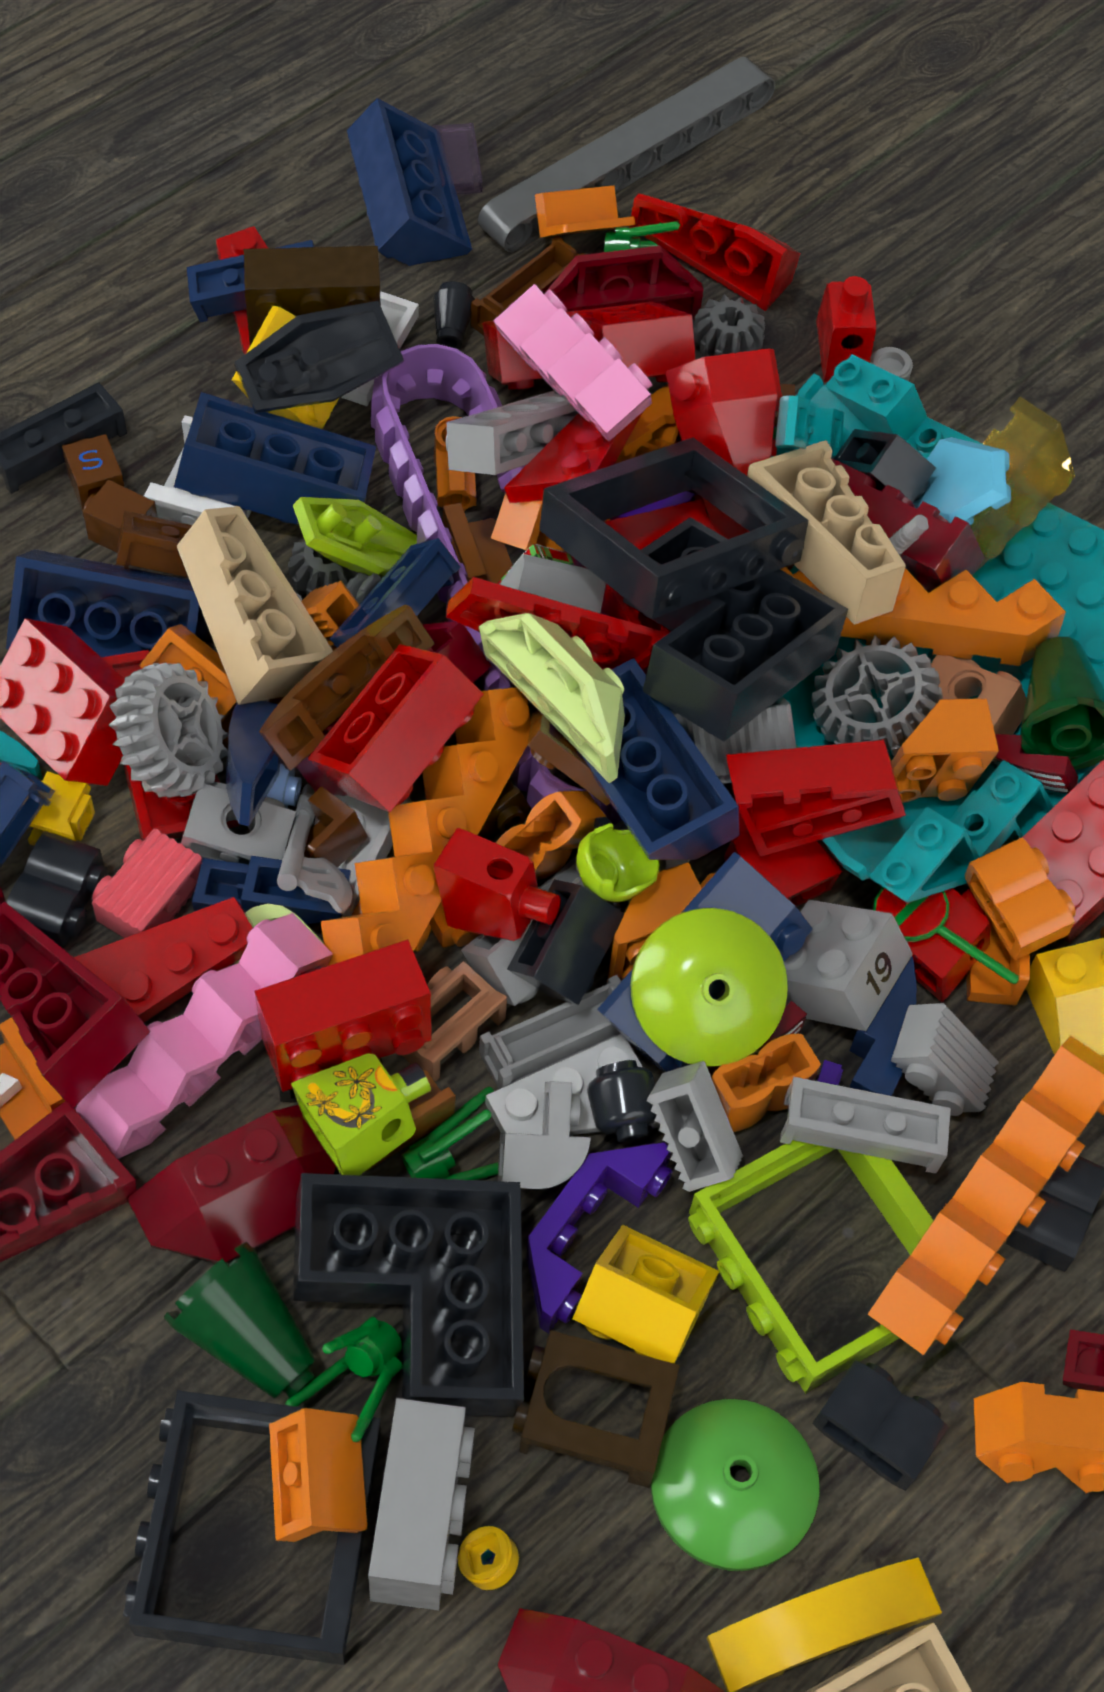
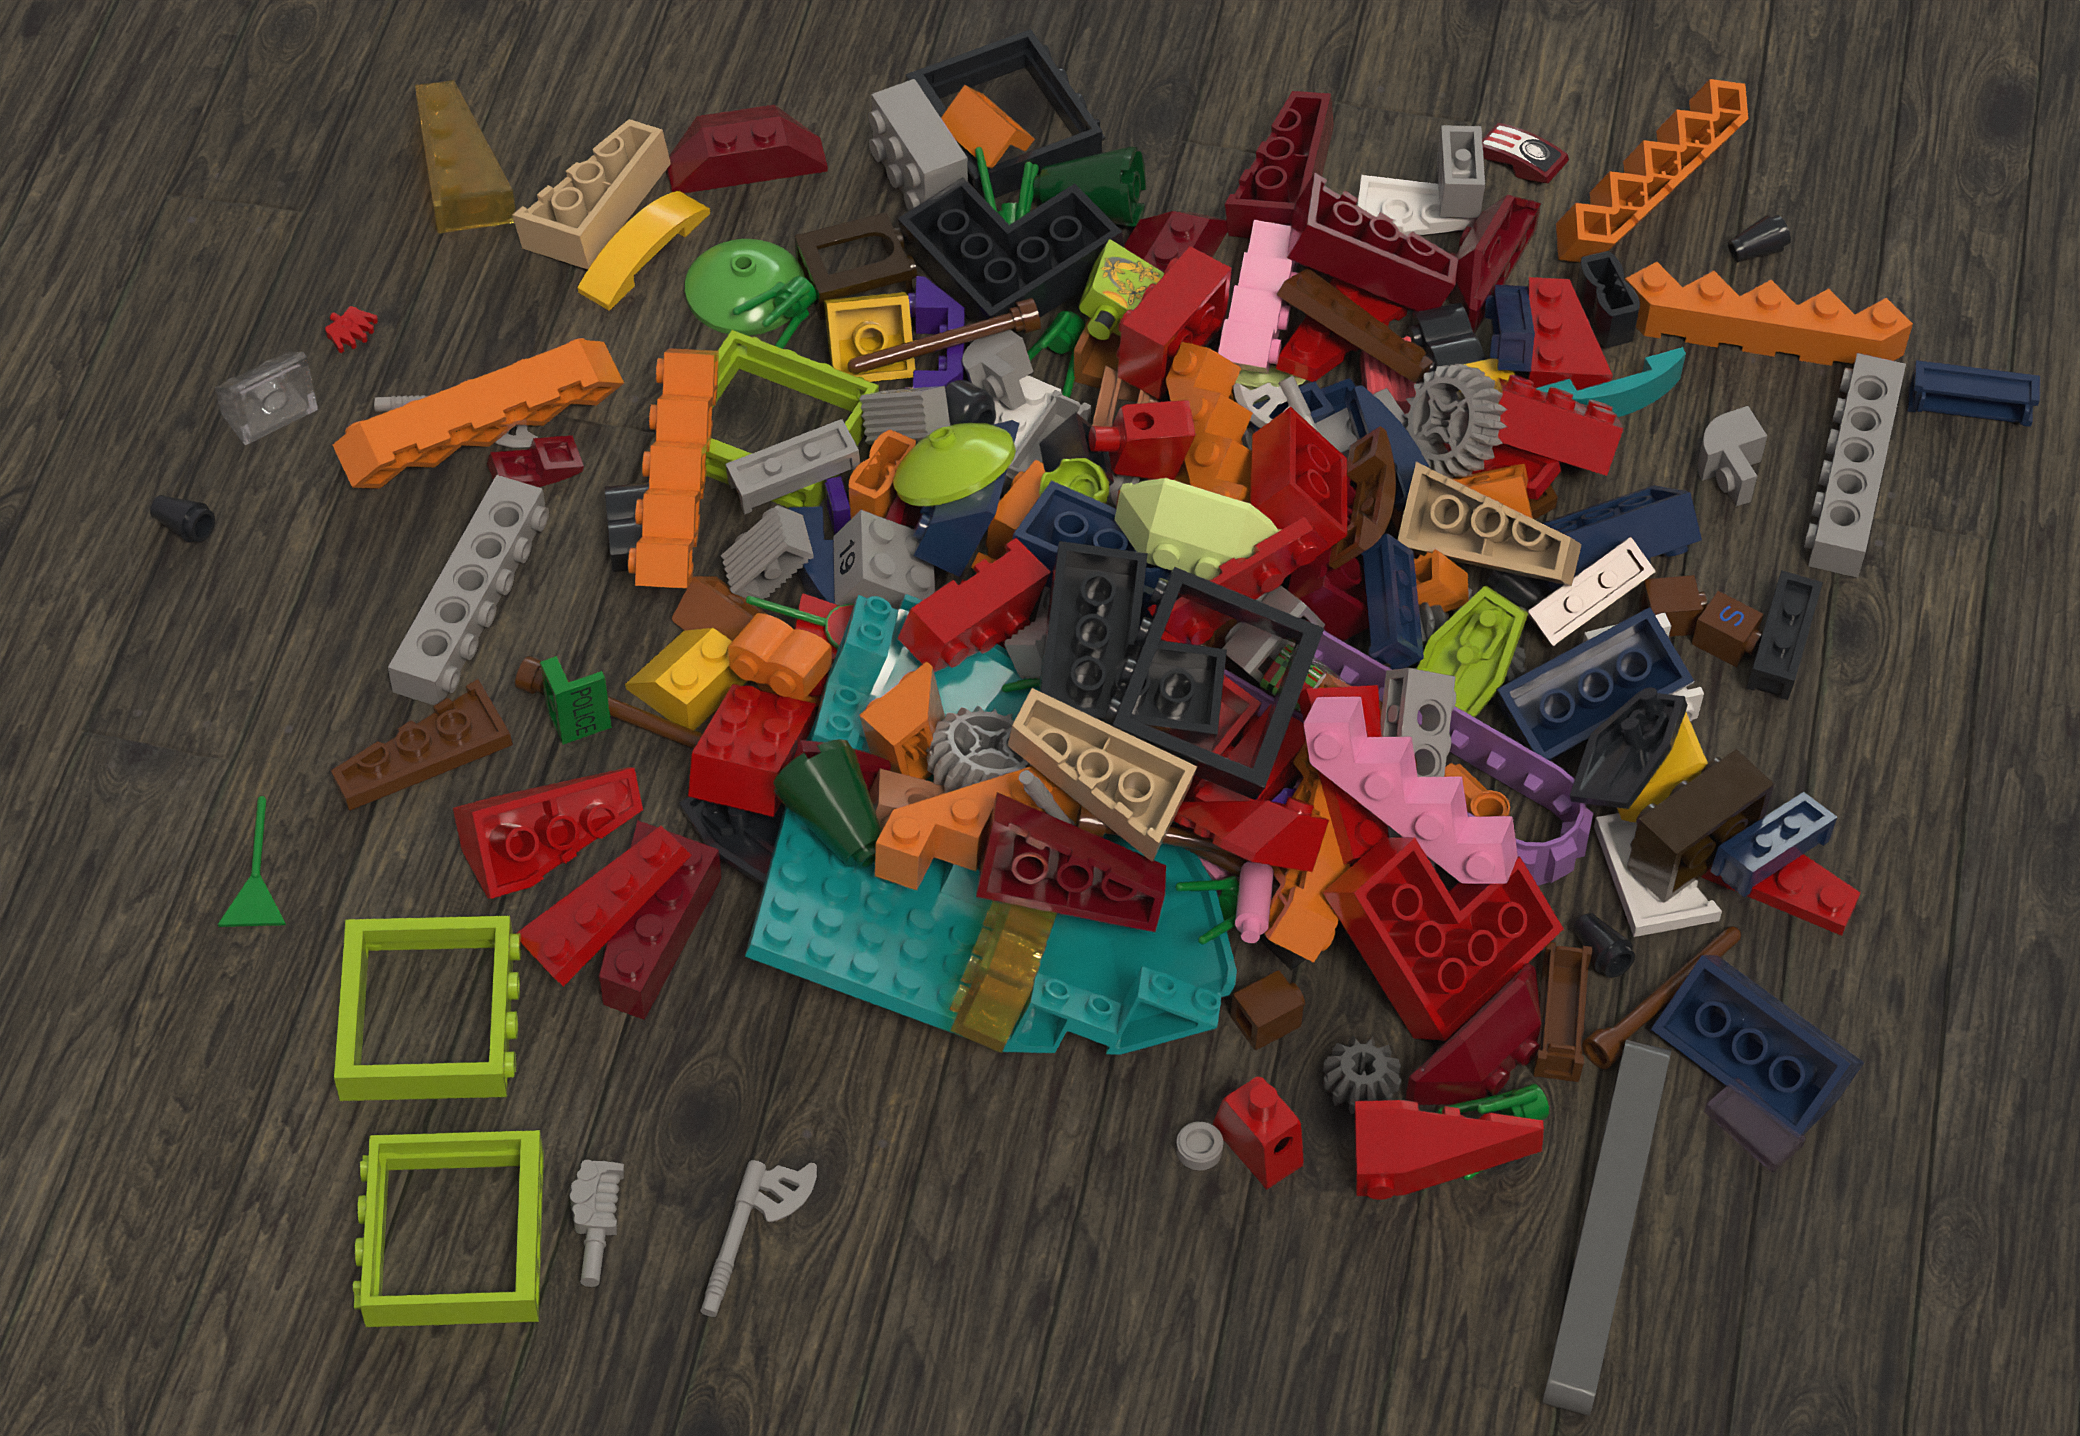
camera: 150 degrees right, 5 degrees down
(156, 924) = (1346, 318): none -> reddish brown wing
(485, 1163) = (1020, 318): none -> reddish brown piece
(488, 1558) = (862, 172): yellow tile -> none
(514, 254) = (1606, 1044): none -> reddish brown piece
(578, 211) = (1578, 1096): orange panel -> none
(706, 1388) = (791, 301): none -> green plant
(805, 425) = (1188, 921): teal slope -> none
(881, 1424) = (658, 333): black brick -> none
(887, 461) = (1111, 919): black brick -> none
(966, 479) = (1036, 921): medium azure tile -> none
(1016, 1038) = (712, 605): none -> dark orange panel

